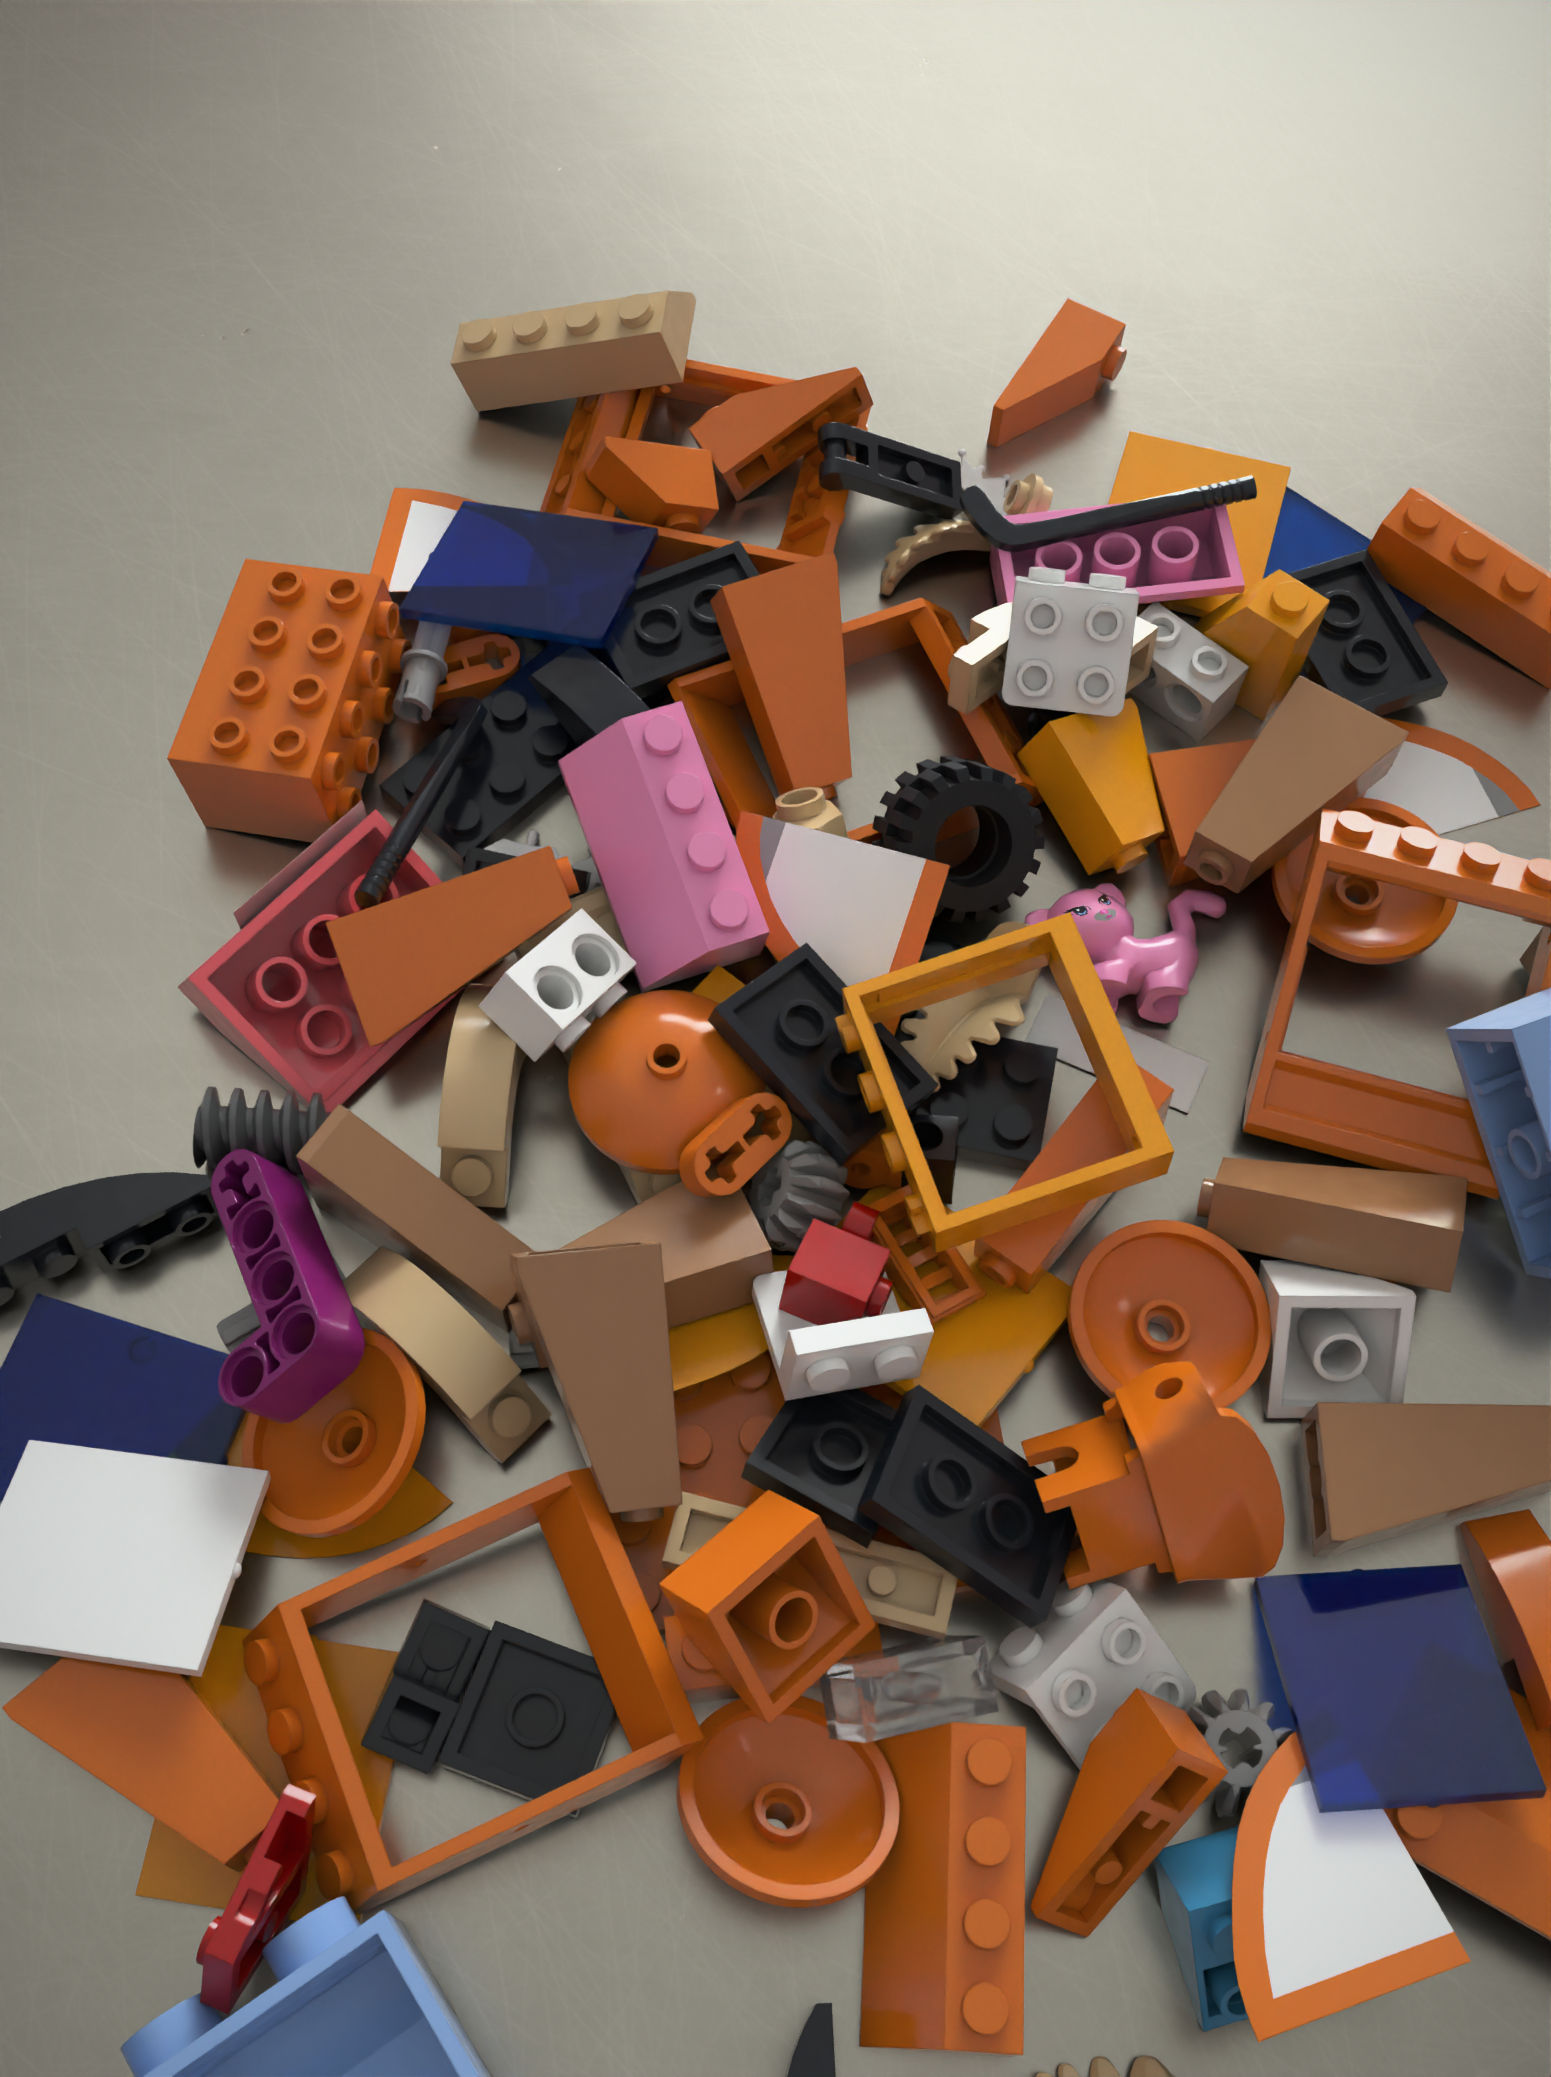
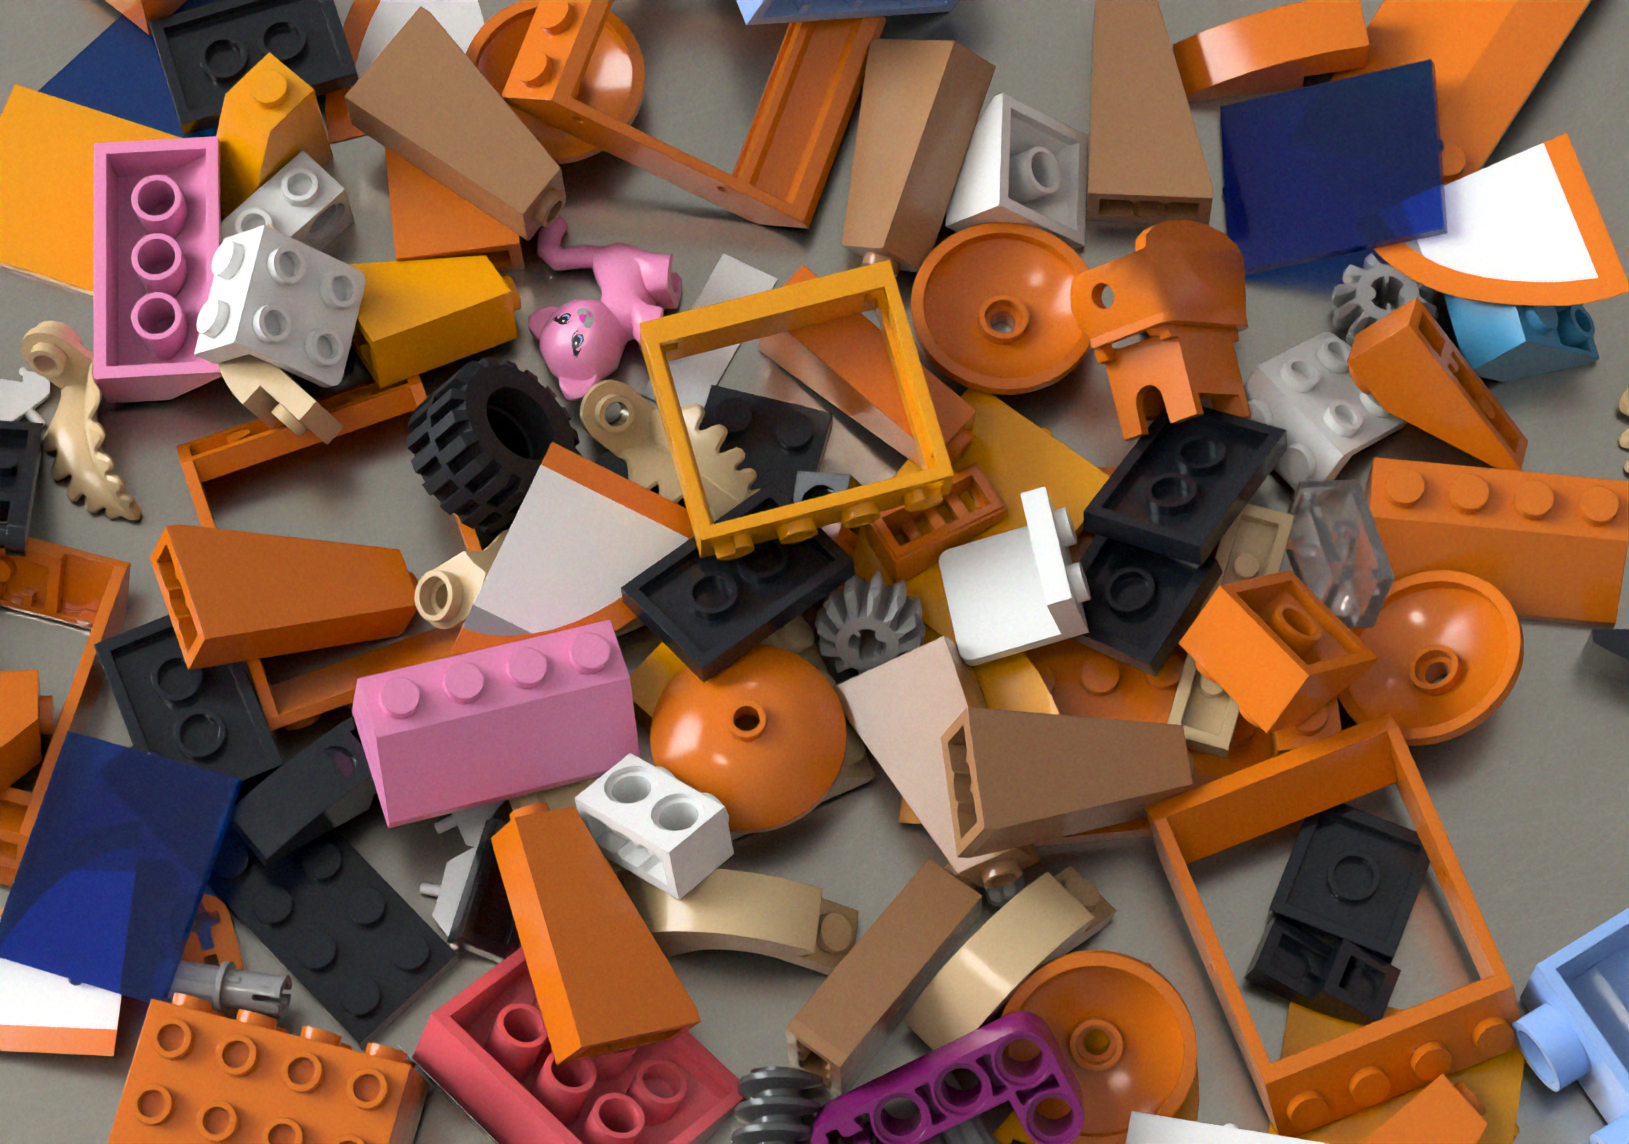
camera: 80 degrees left, 5 degrees up
(260, 1902) = (1521, 1085): red wing -> none
(469, 716) = (326, 938): black piece -> none
(726, 1135) = (832, 666): orange beam -> none
(838, 1271) = (972, 578): red brick -> none
(1028, 536) = (129, 351): black piece -> none

